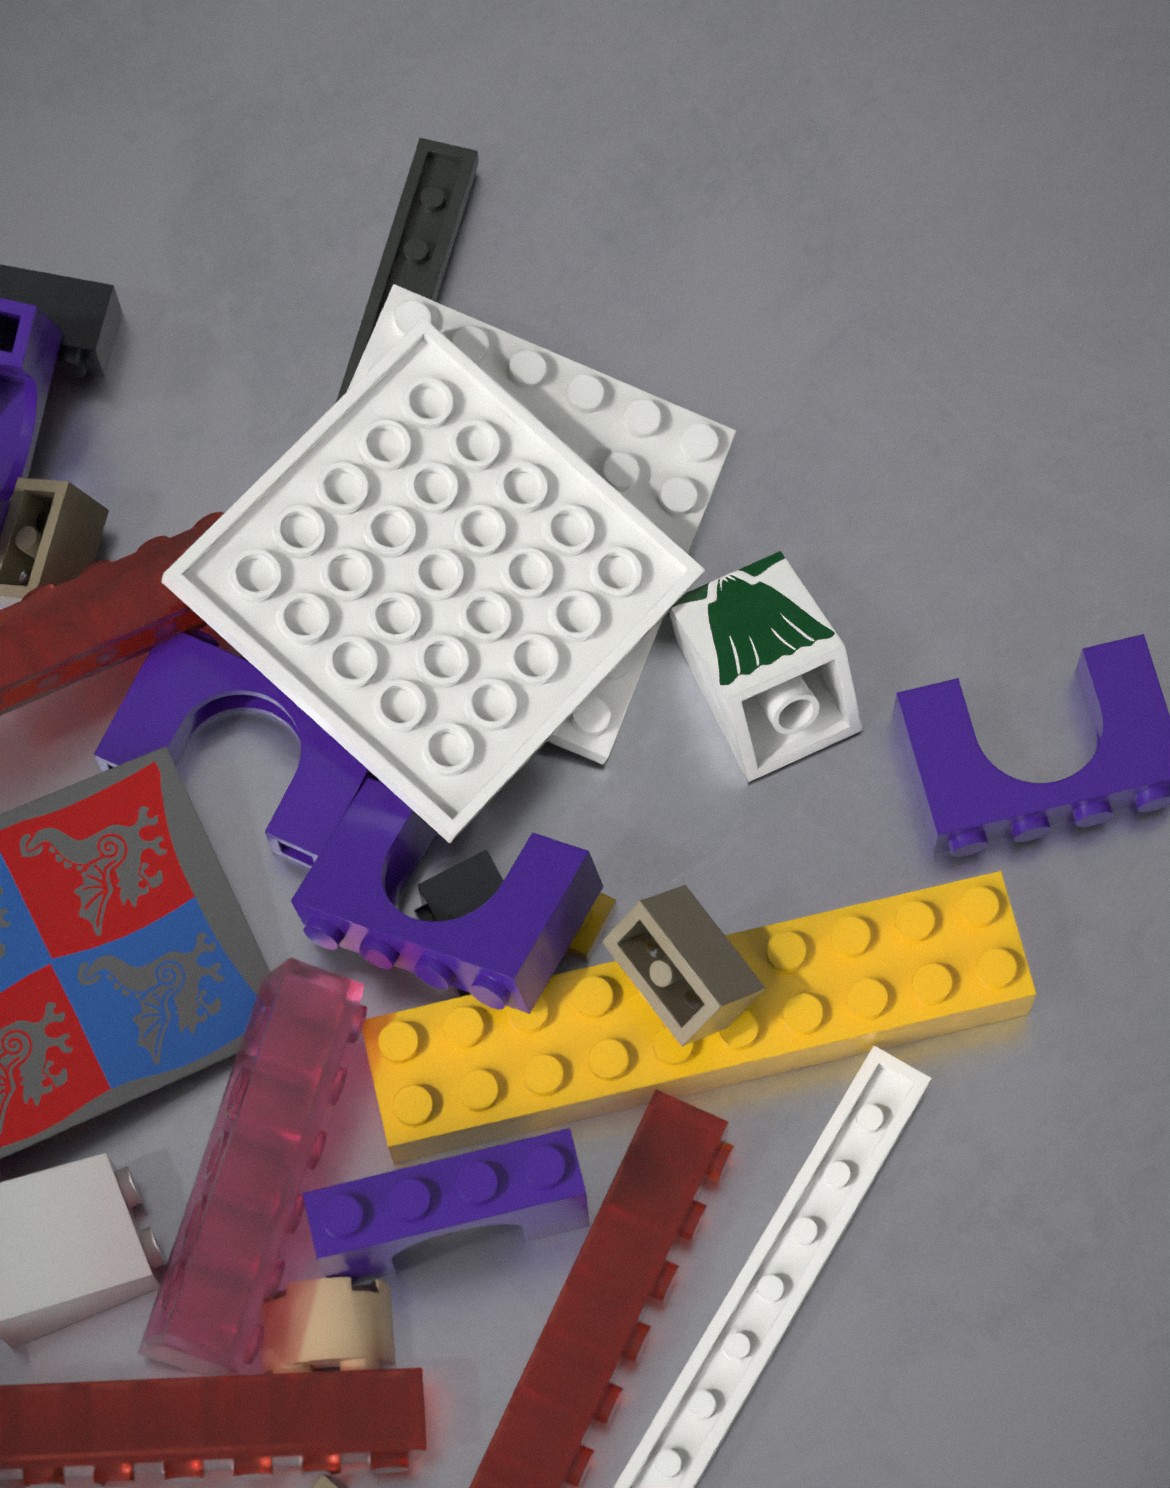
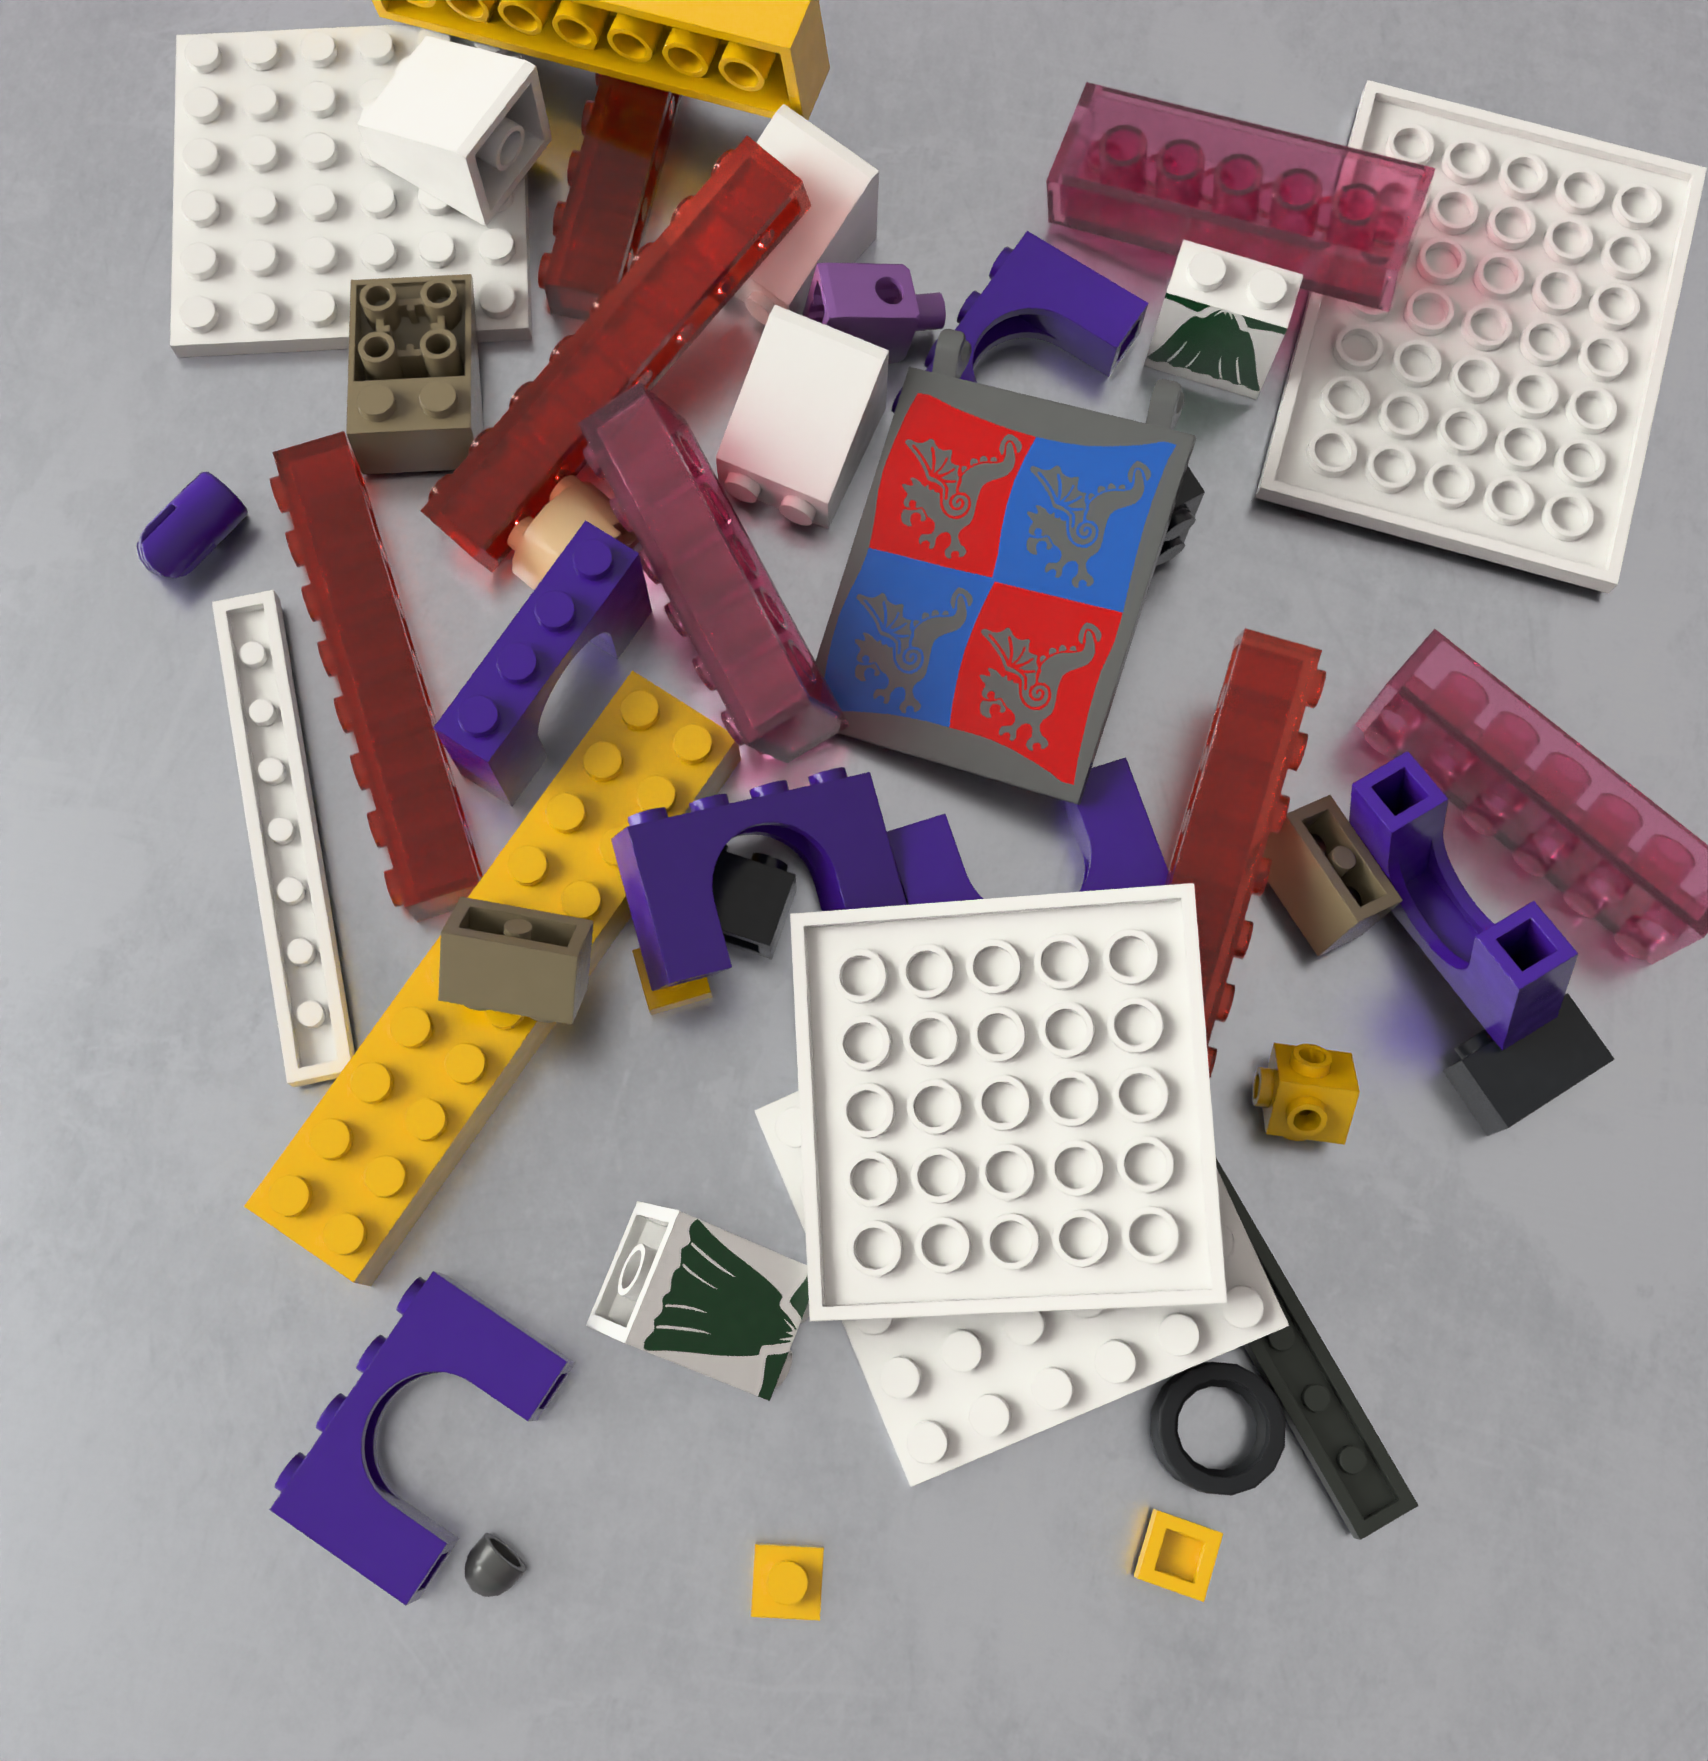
camera: 130 degrees right, 5 degrees up
(216, 427) = (1307, 1093): none -> yellow brick
(503, 248) = (1269, 1429): none -> black tyre
(601, 244) = (1178, 1555): none -> yellow plate
(873, 449) = (787, 1581): none -> yellow plate
(1066, 623) = (492, 1567): none -> dark grey hinge

